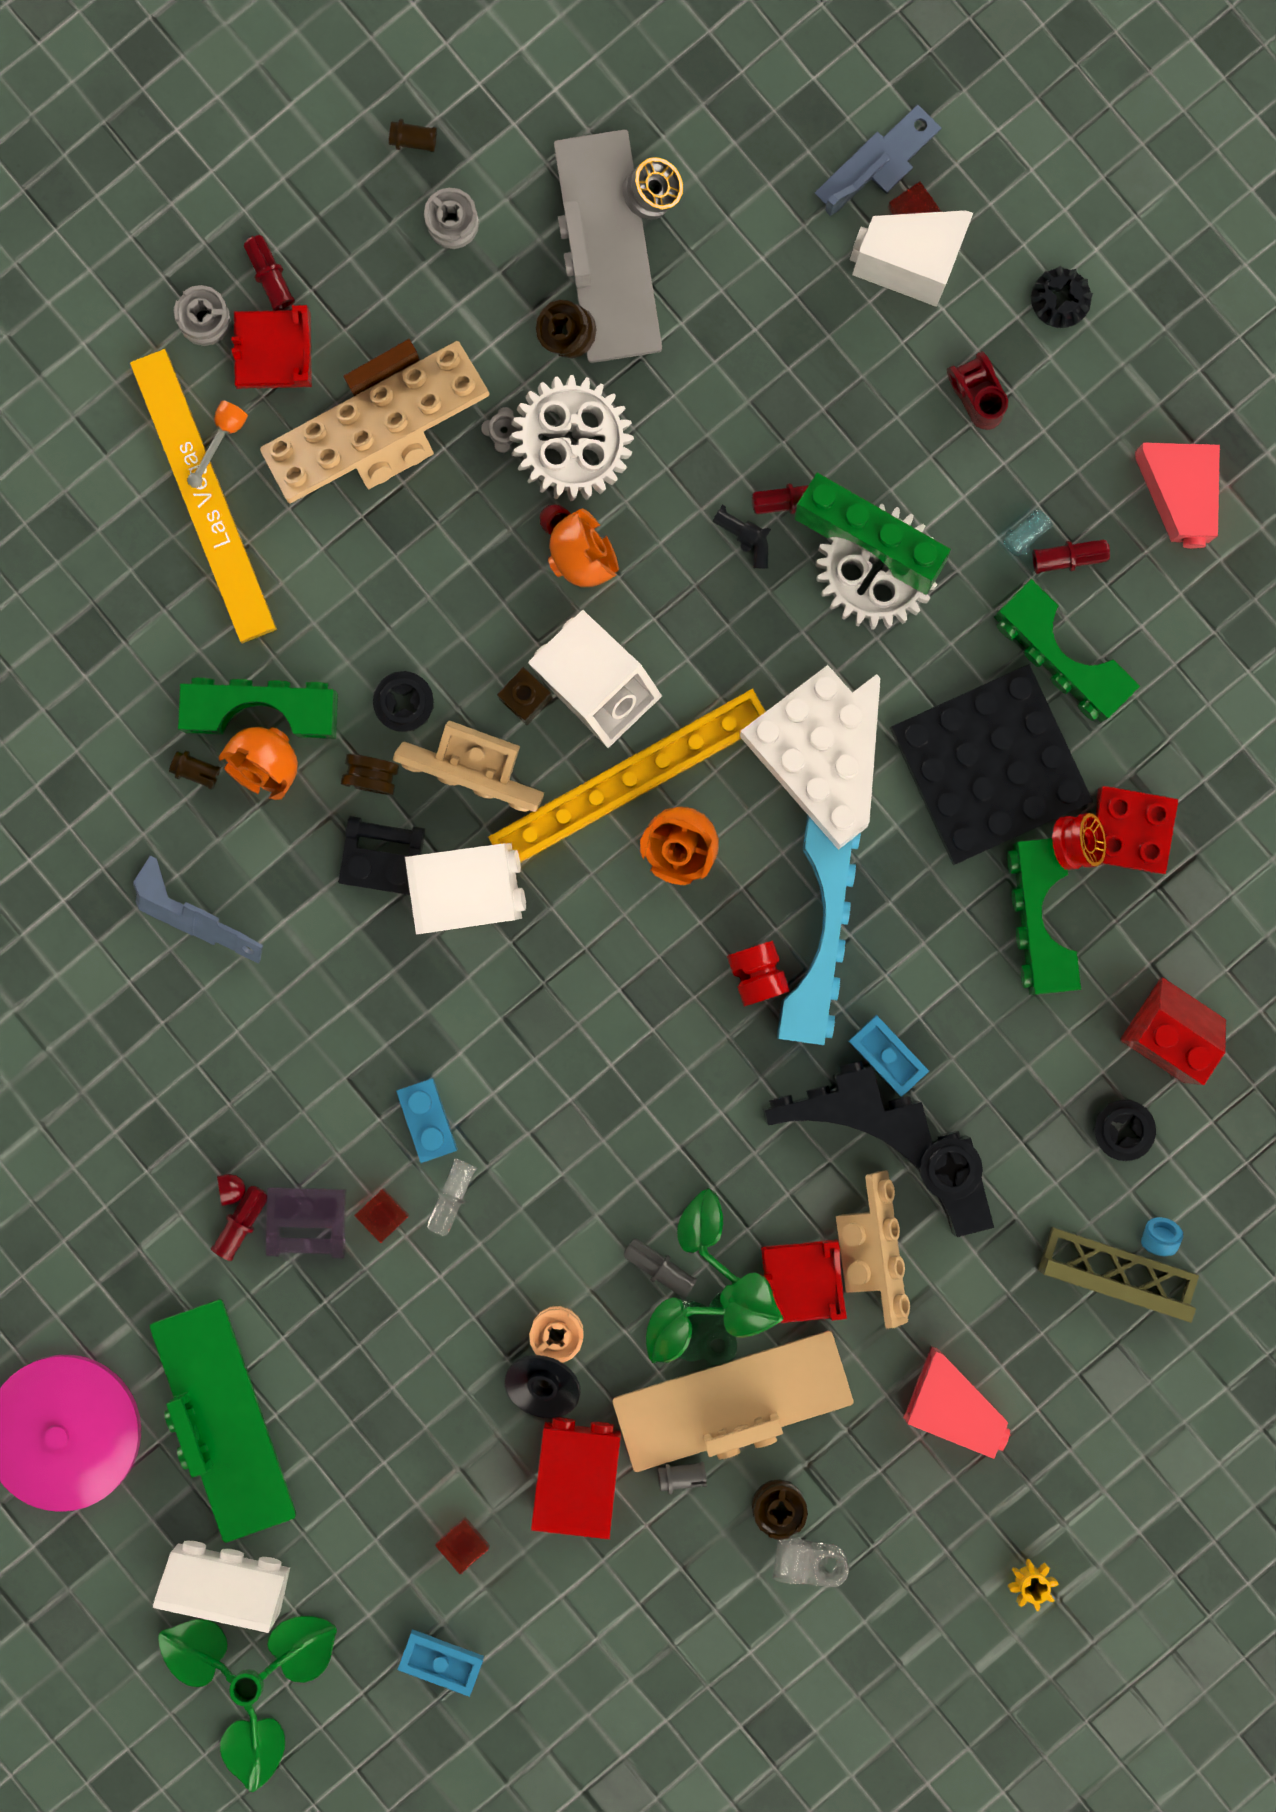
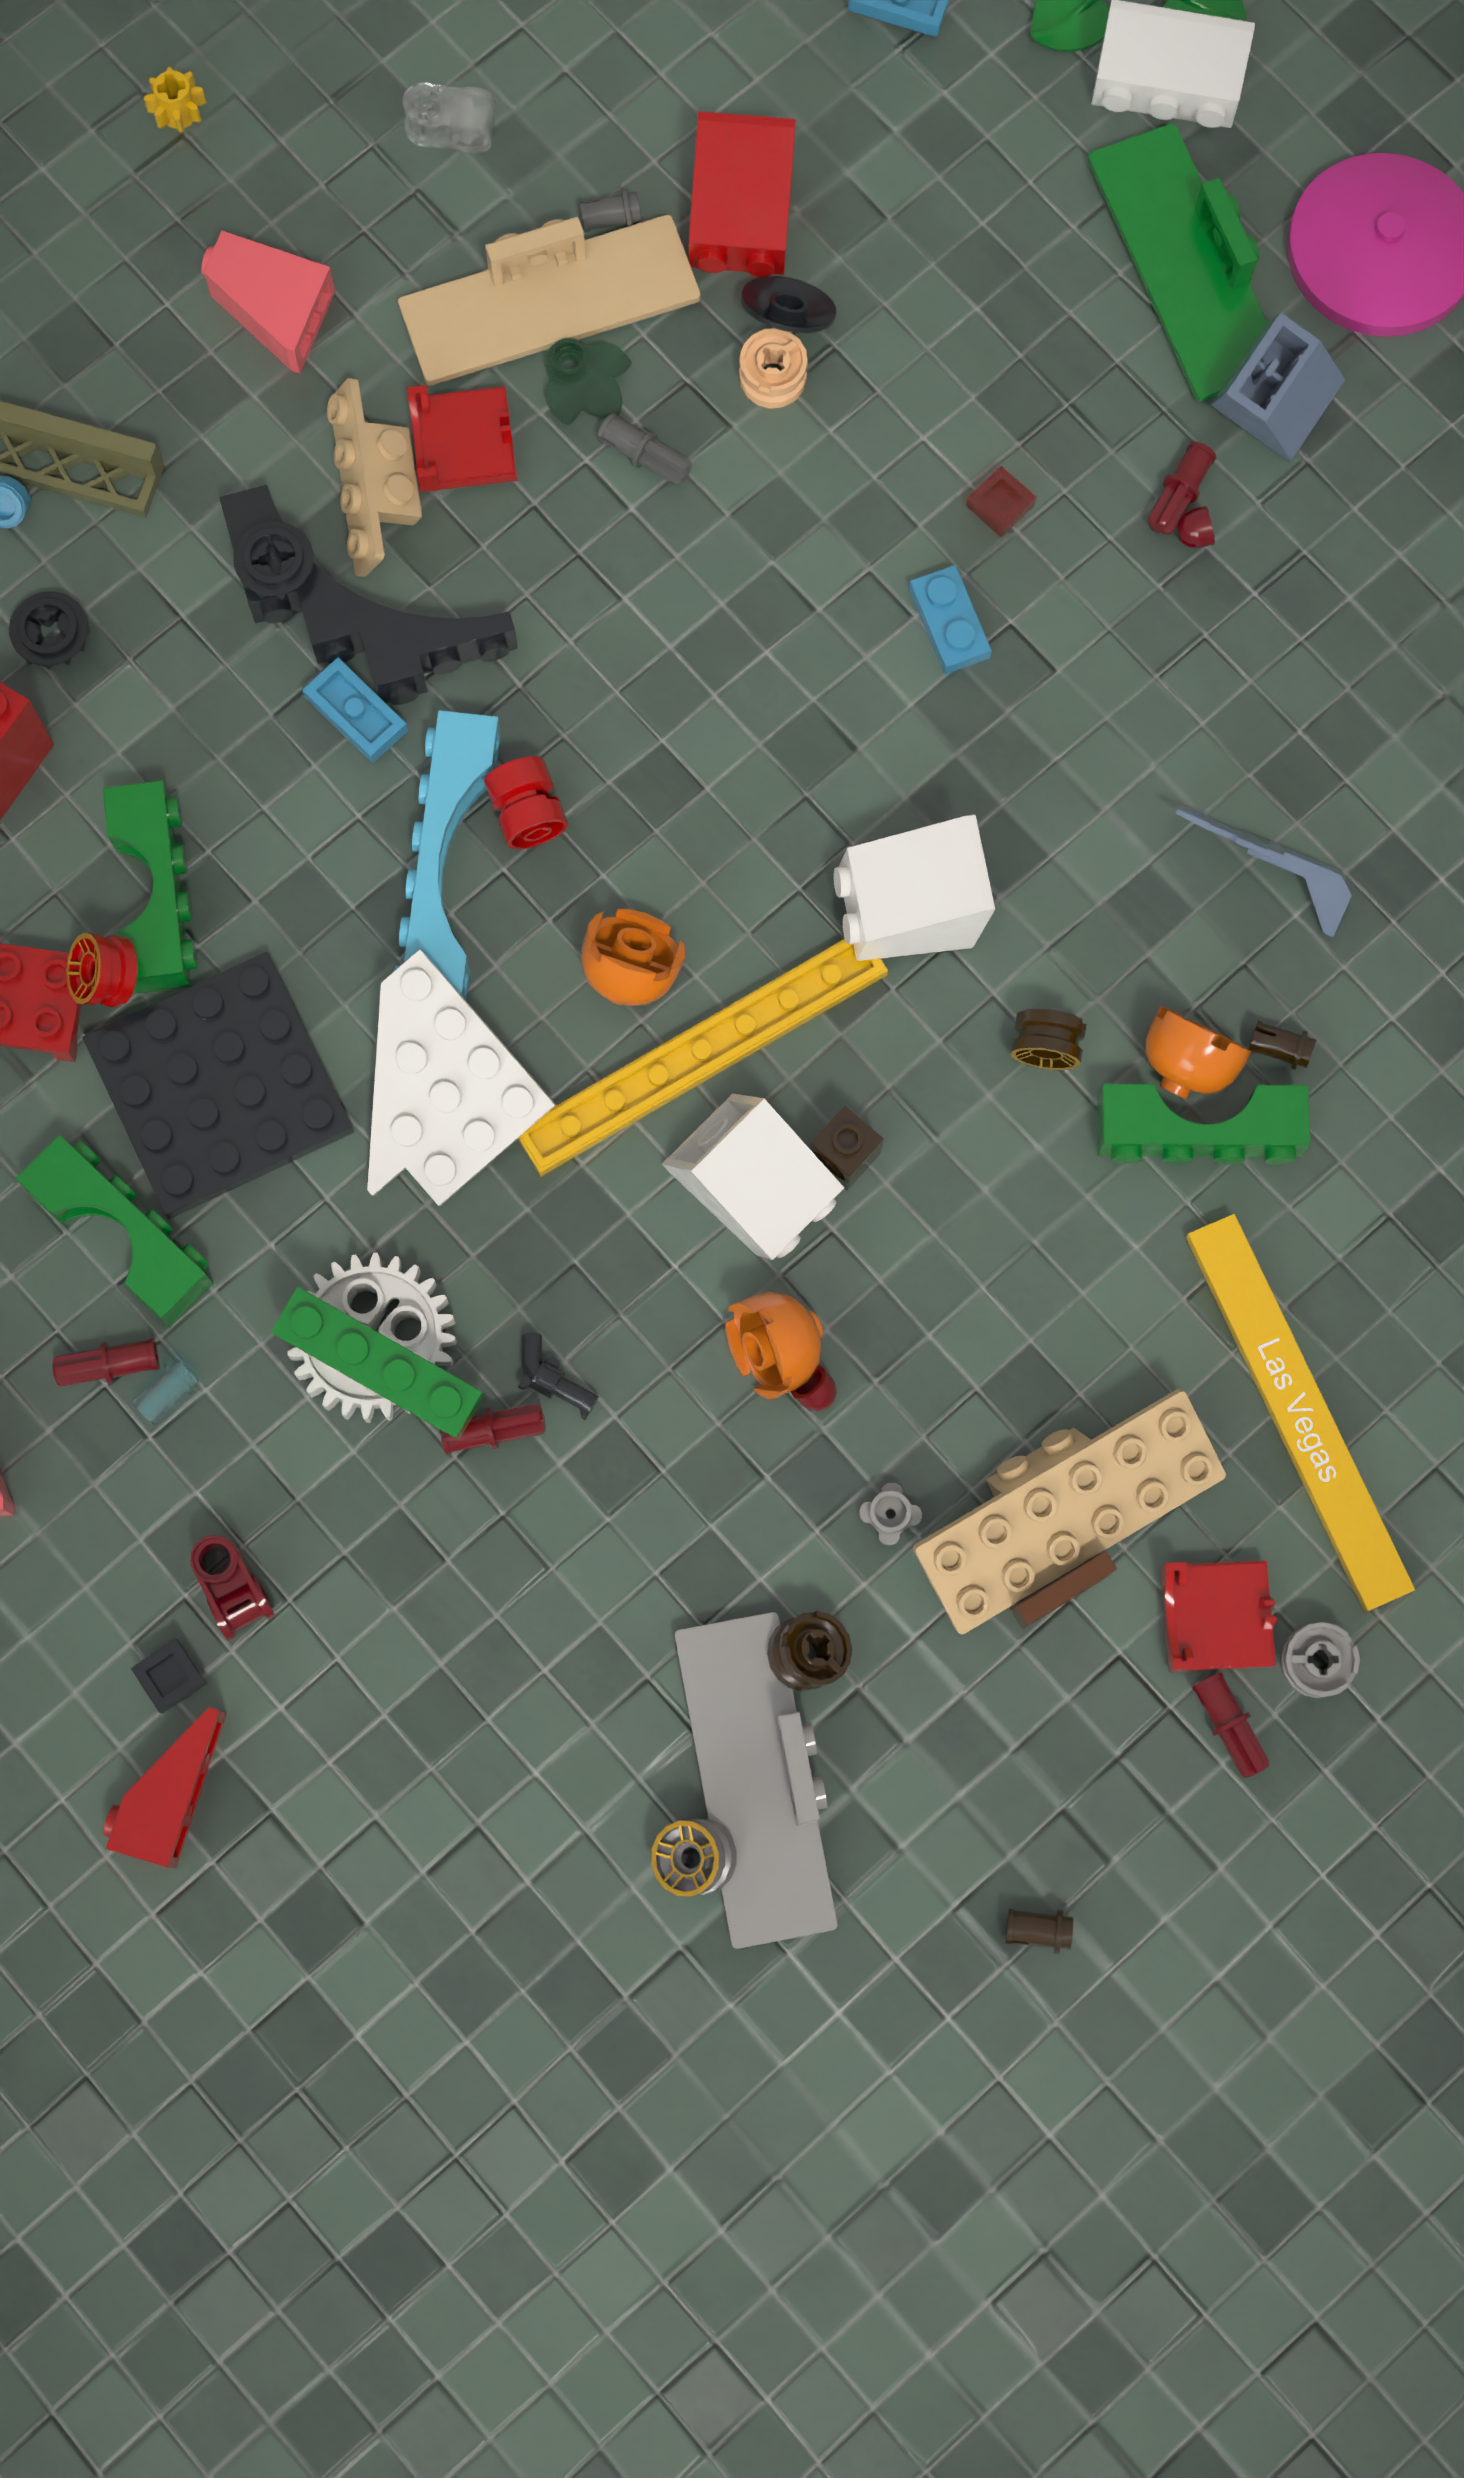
camera: 175 degrees right, 10 degrees down
(157, 1301) = (1281, 386): none -> sand blue slope
(228, 420) = (1272, 1511): hinge -> none
(306, 1210) = (1097, 505): clear purple plate -> none
(375, 868) = (1030, 928): black plate -> none
(403, 683) = (1005, 1119): black gear -> none
(451, 233) = (955, 1811): light grey wheel -> none
(451, 1197) = (913, 527): clear axle -> none
(462, 1545) = (880, 127): clear red plate -> none
(472, 761) = (911, 1058): tan bracket -> none
(569, 404) = (797, 1547): white gear -> none
(746, 1304) = (530, 366): green plant -> none
(768, 1498) = (503, 189): dark brown wheel -> none
(879, 159) = (370, 1921): sand blue piece -> none
(911, 252) = (321, 1768): white slope -> none
(913, 201) = (320, 1848): clear red plate -> none
(1022, 328) = (168, 1676): none -> black plate
(1029, 234) = (161, 1804): none -> red slope
(1044, 300) = (119, 1750): black gear -> none

